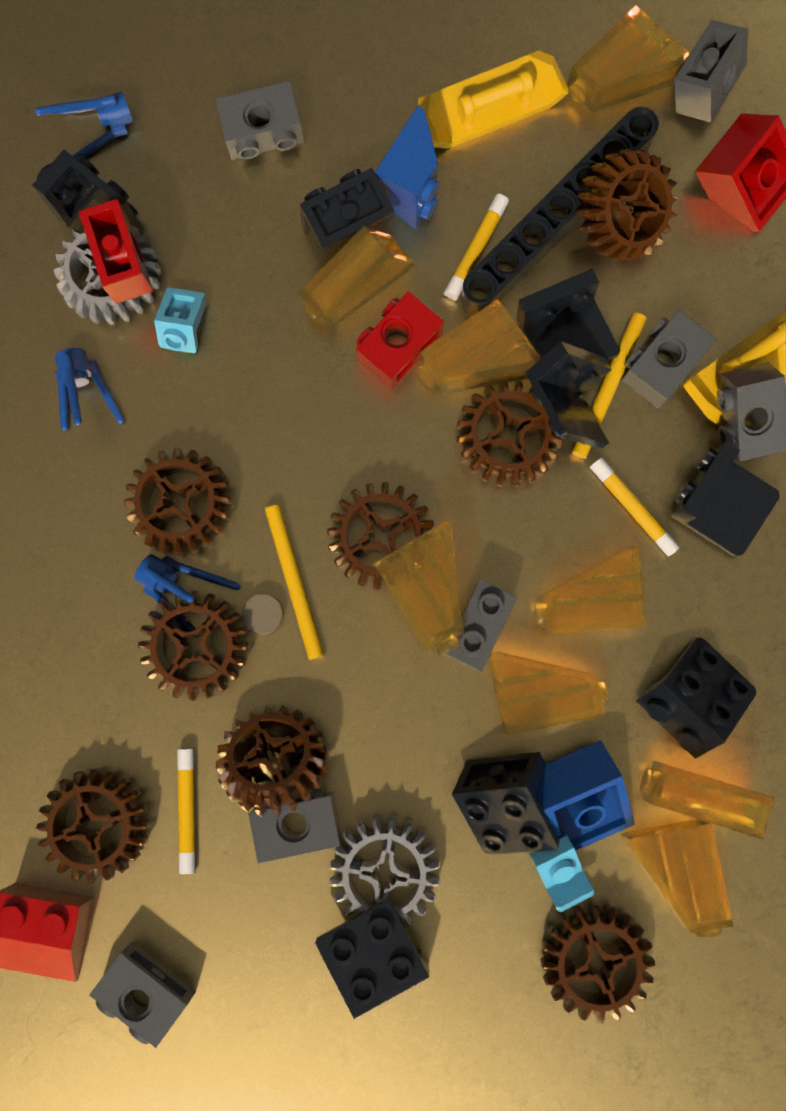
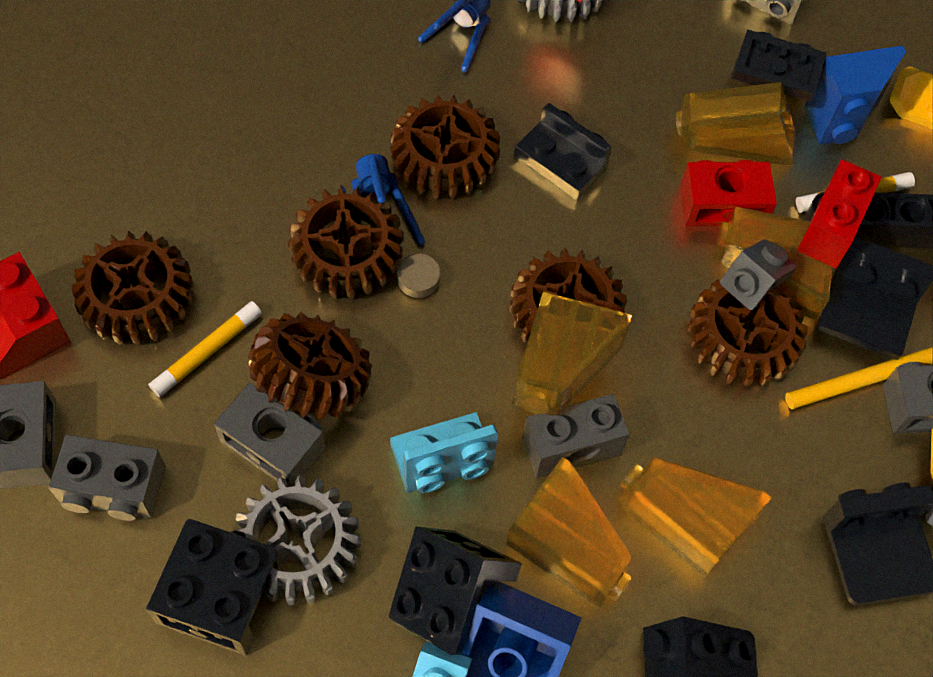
camera: 35 degrees right, 20 degrees down
(179, 319) = (577, 41): medium azure bracket -> none
(228, 961) = (107, 477): none -> dark grey brick
(259, 419) = (564, 151): none -> black bracket
(294, 582) = (465, 279): yellow bar -> none
(409, 720) = (444, 453): none -> medium azure bracket
(486, 393) = (757, 272): none -> dark grey bracket
(497, 293) = (839, 213): none -> red brick
(559, 385) = (831, 327): black bracket -> none
(635, 507) = (798, 482): yellow bar -> none

